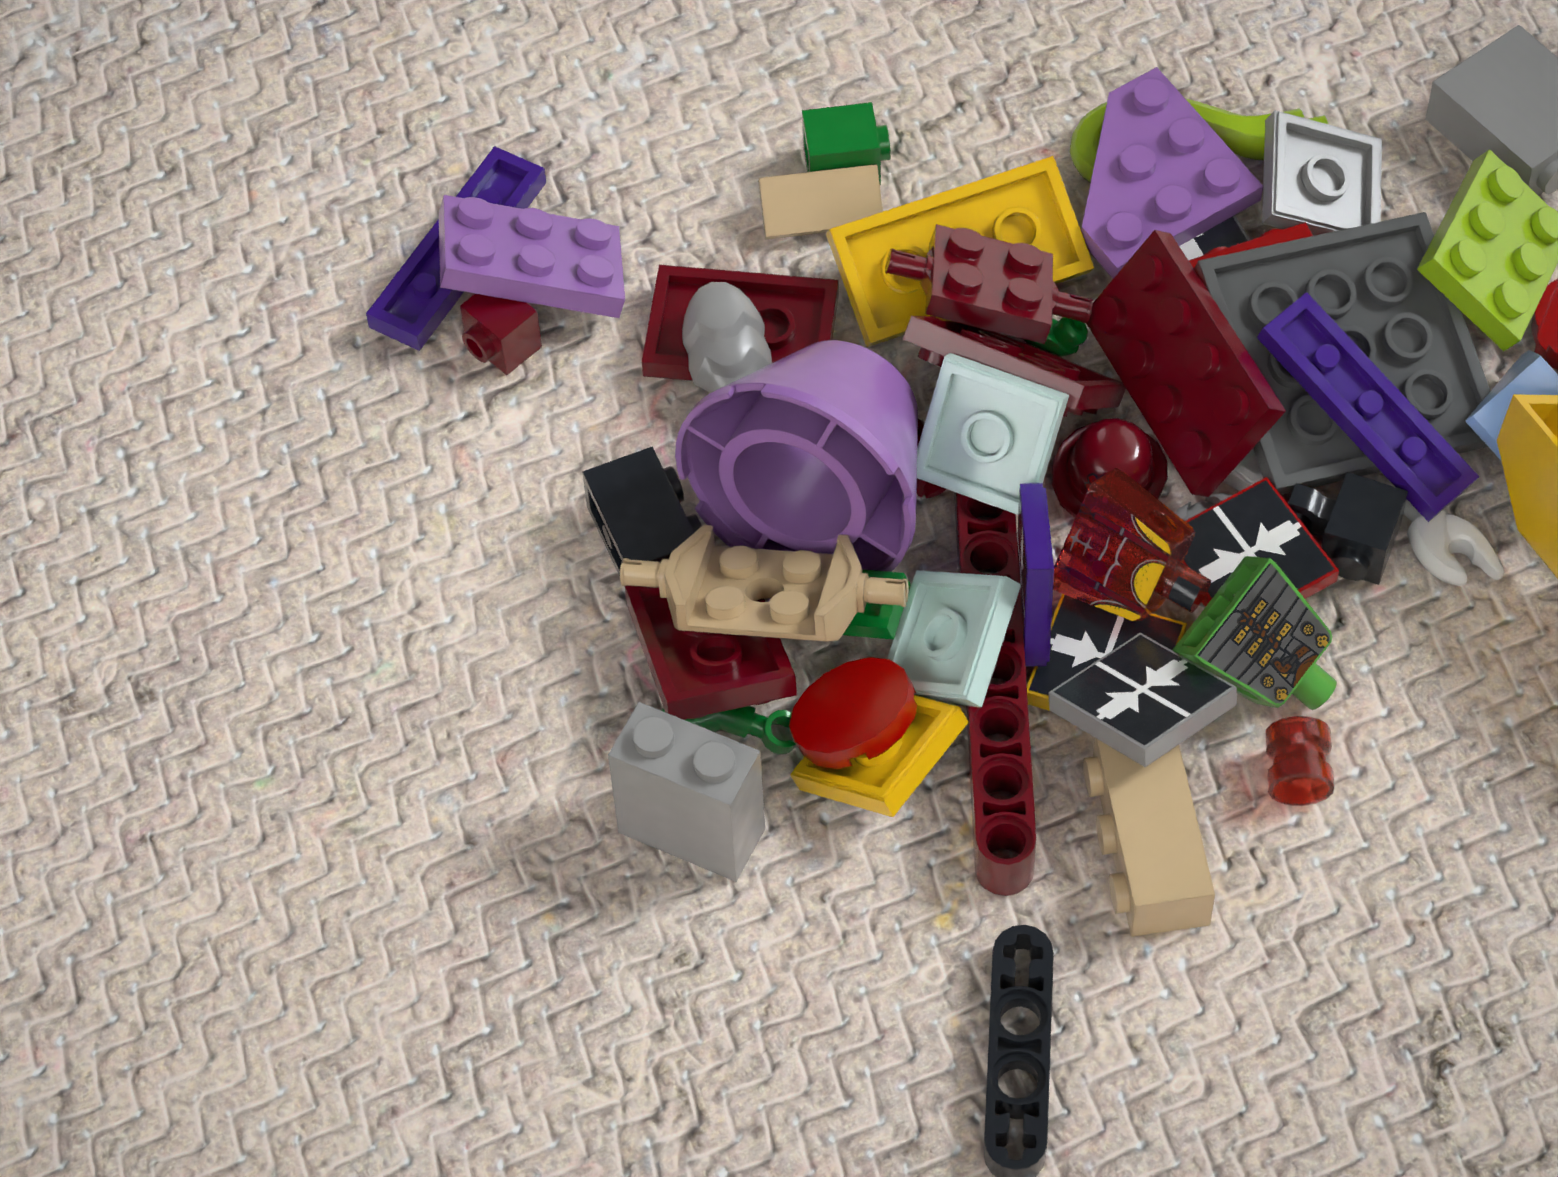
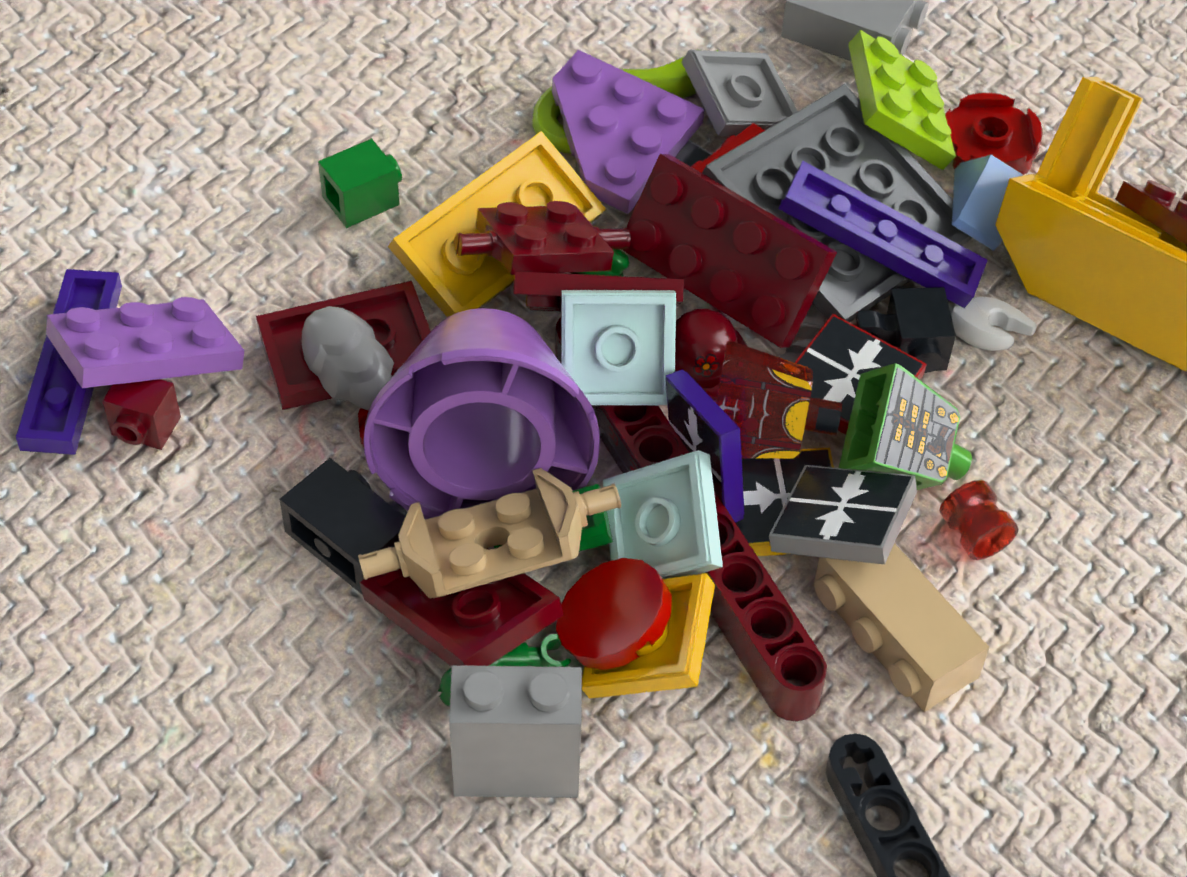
camera: 30 degrees left, 5 degrees down
(818, 200) = (360, 228): tan tile -> none

